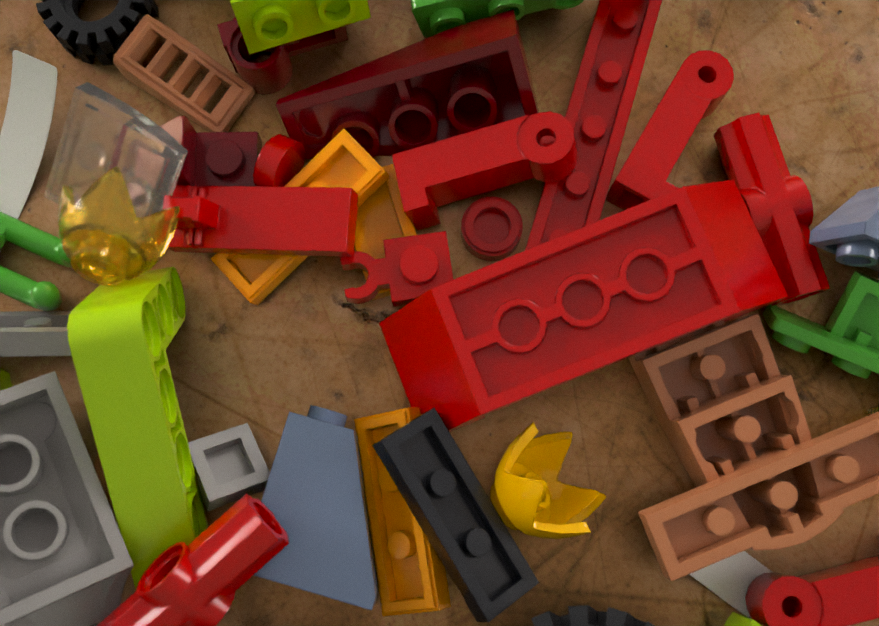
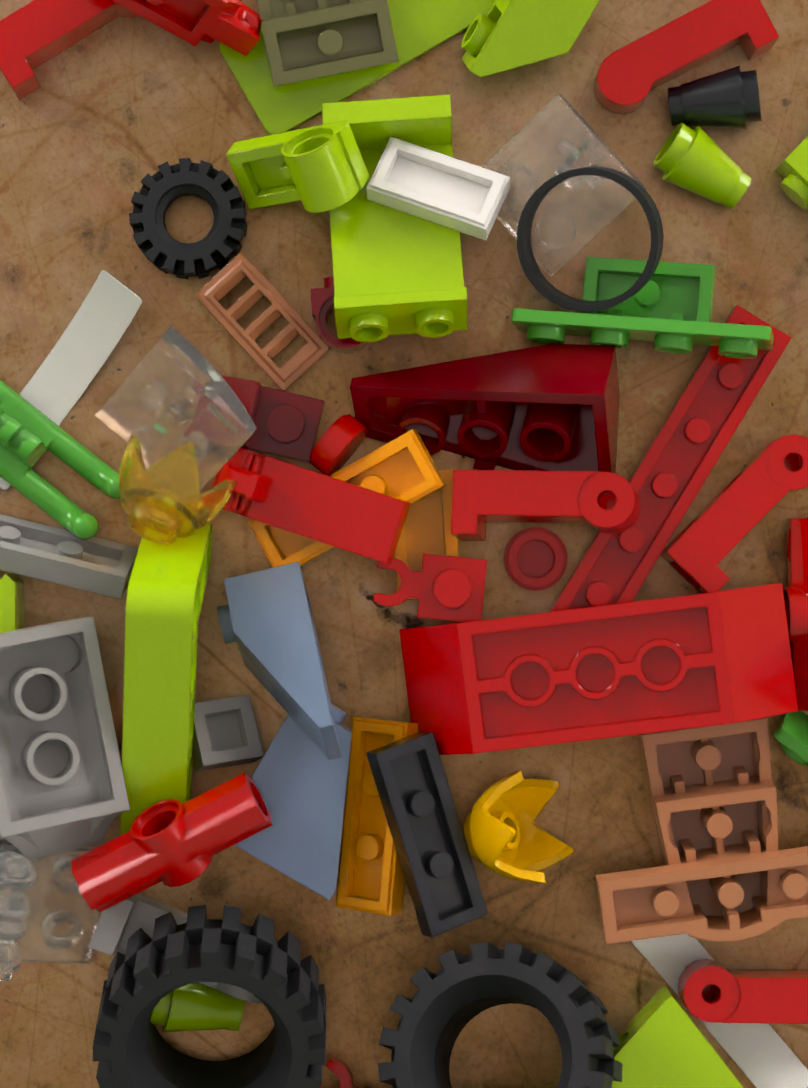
camera: 10 degrees right, 10 degrees up
(262, 362) = (279, 645): none -> sand blue slope

